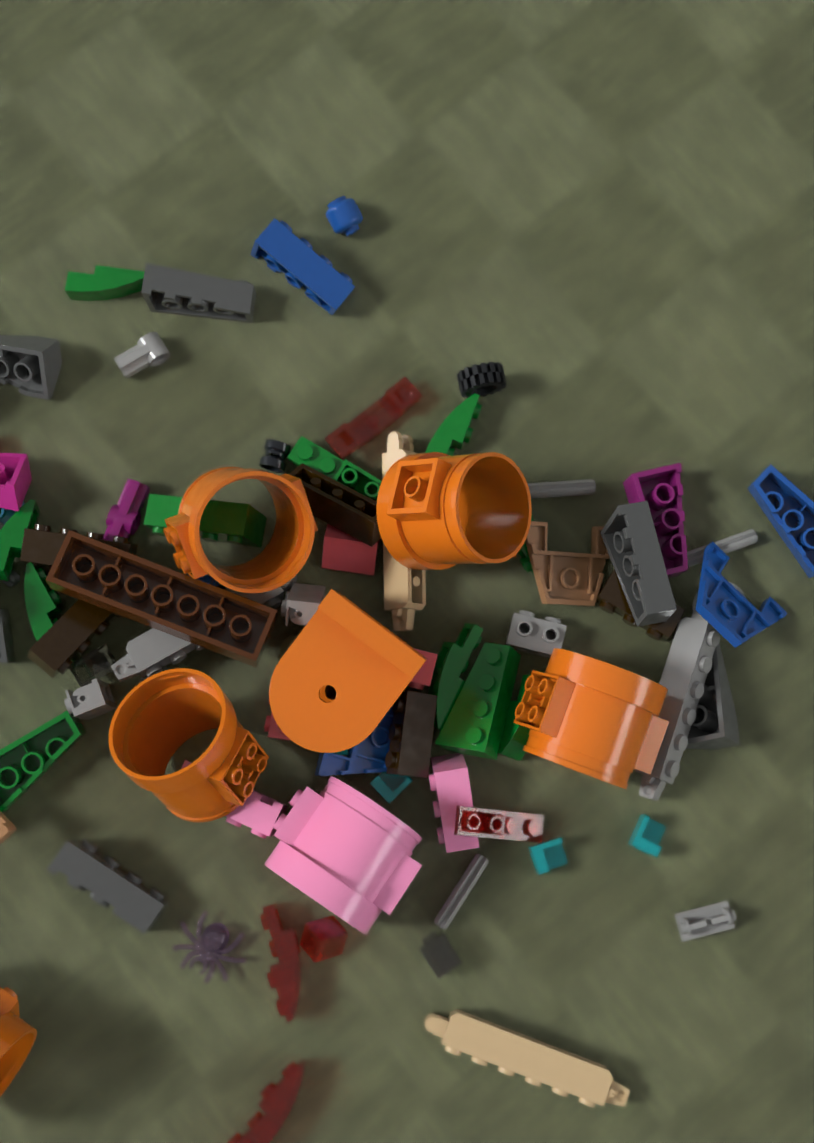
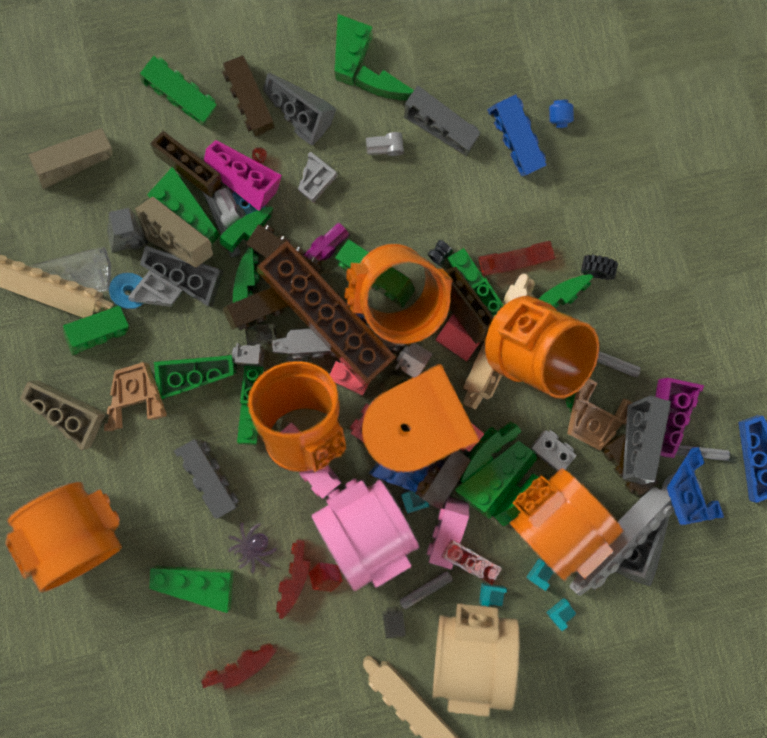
camera: 20 degrees right, 5 degrees up
(43, 257) = (351, 46): none -> green wedge
(73, 437) = (316, 178): none -> light grey wing
(133, 799) = (246, 431): none -> green slope
(163, 1032) = (198, 585): none -> green wedge
(230, 671) = (346, 379): none -> coral brick
(563, 948) = (476, 660): none -> tan cylinder
(597, 798) = (540, 574): none -> teal panel
(705, 920) = (572, 685): light grey hinge -> none

